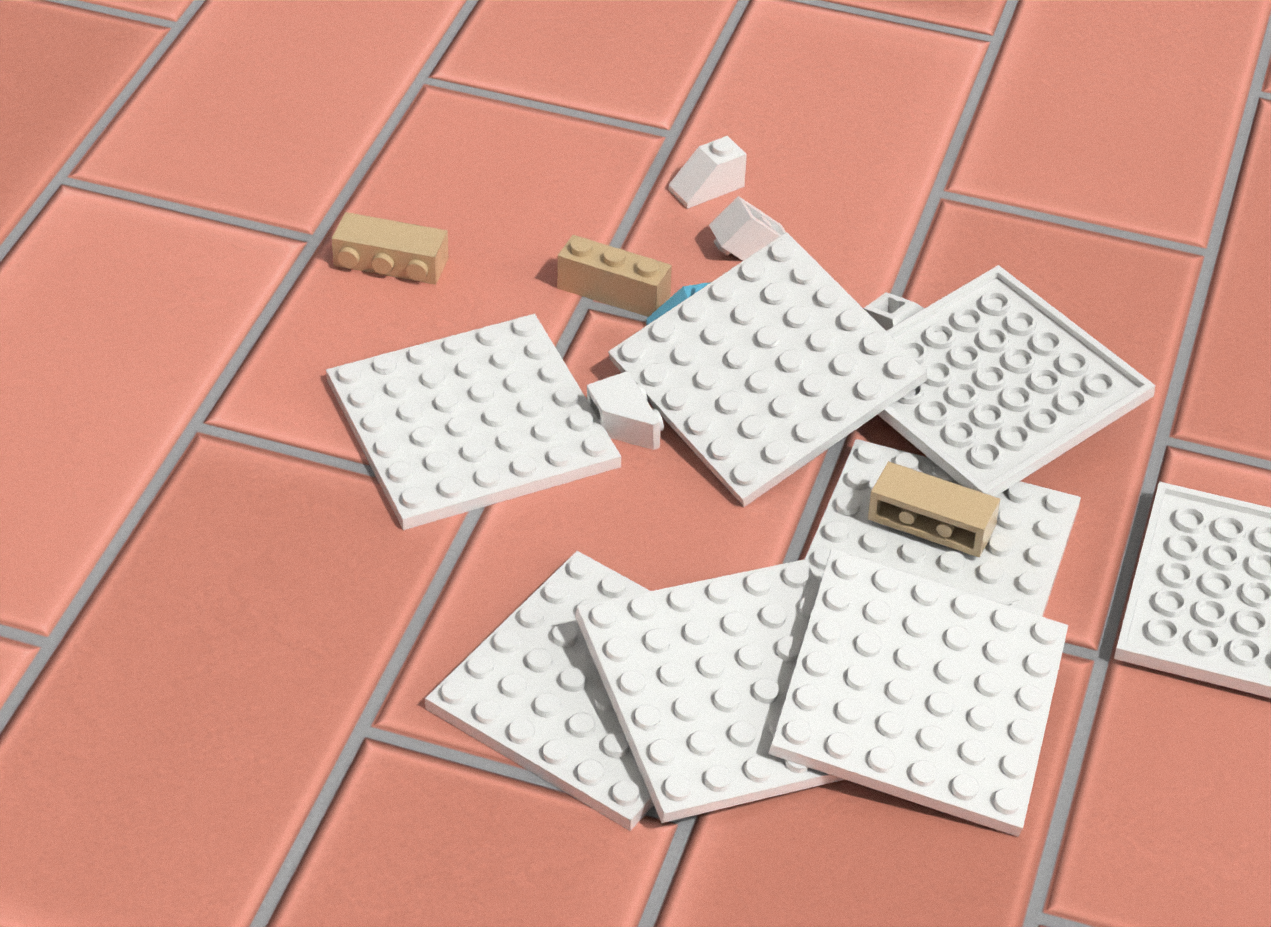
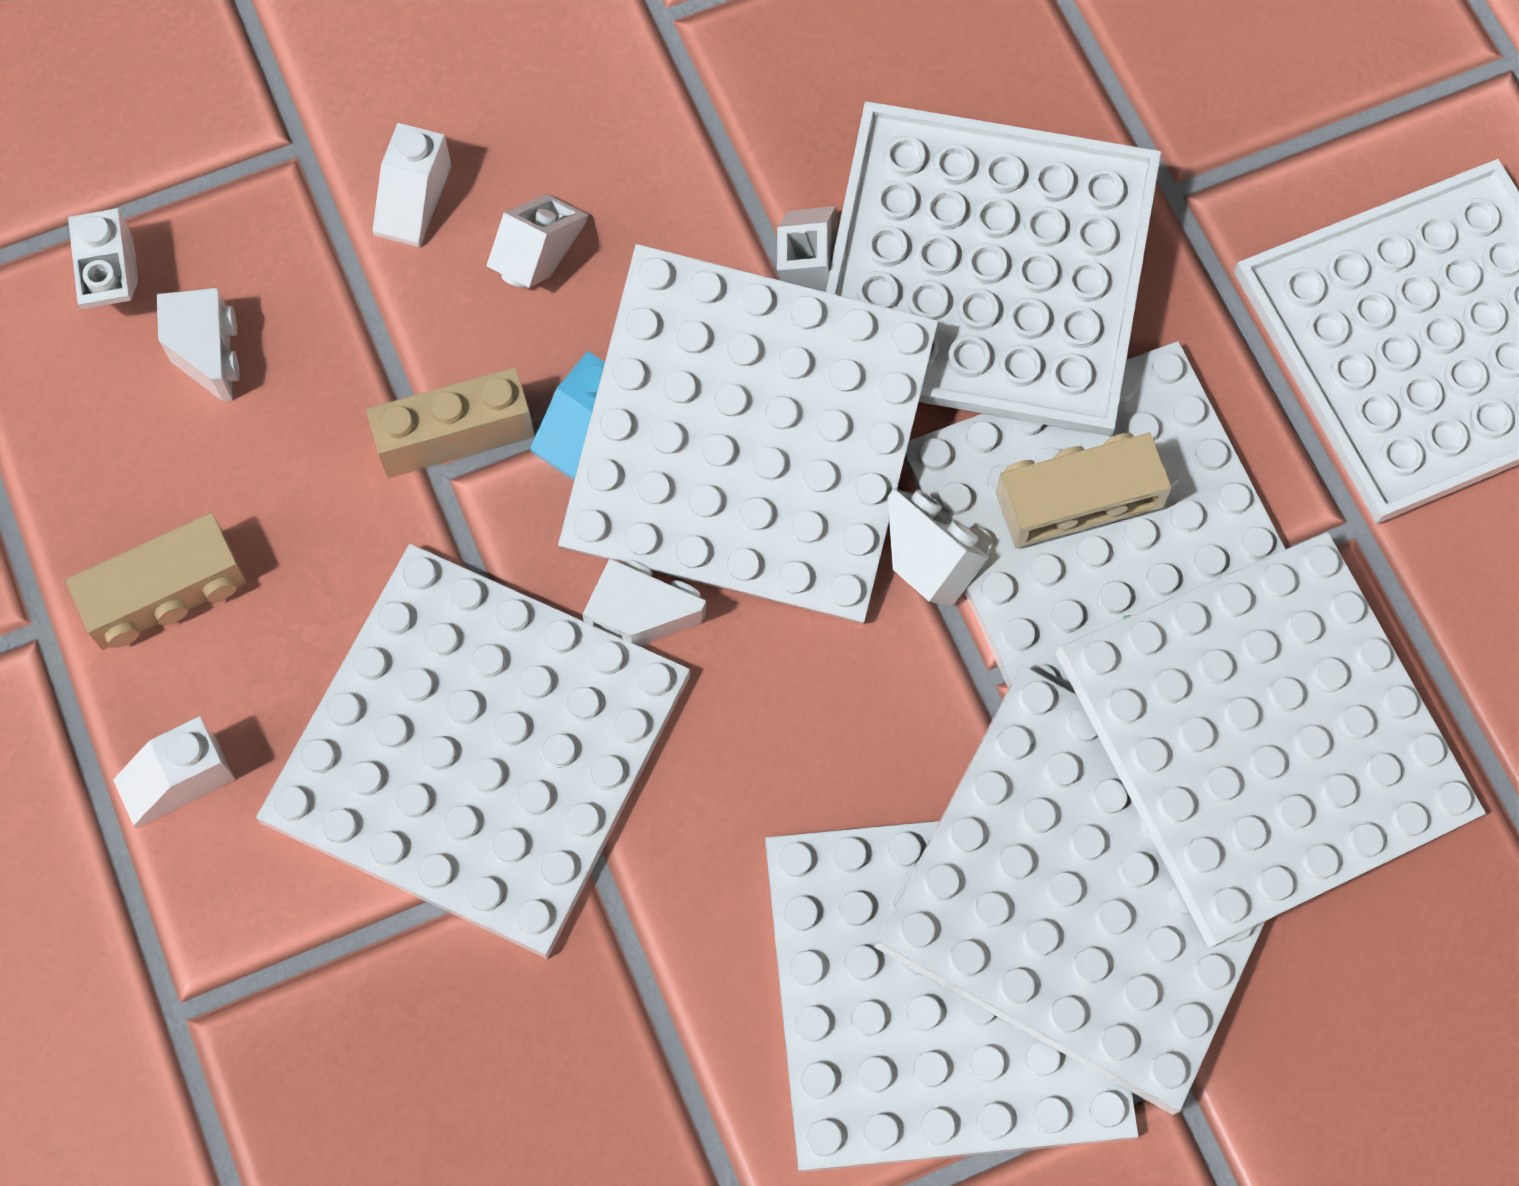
camera: 40 degrees left, 25 degrees up
(311, 324) = (172, 772): none -> white slope
(515, 108) = (102, 258): none -> white slope
(527, 169) = (196, 337): none -> white slope
(815, 484) = (930, 551): none -> white slope

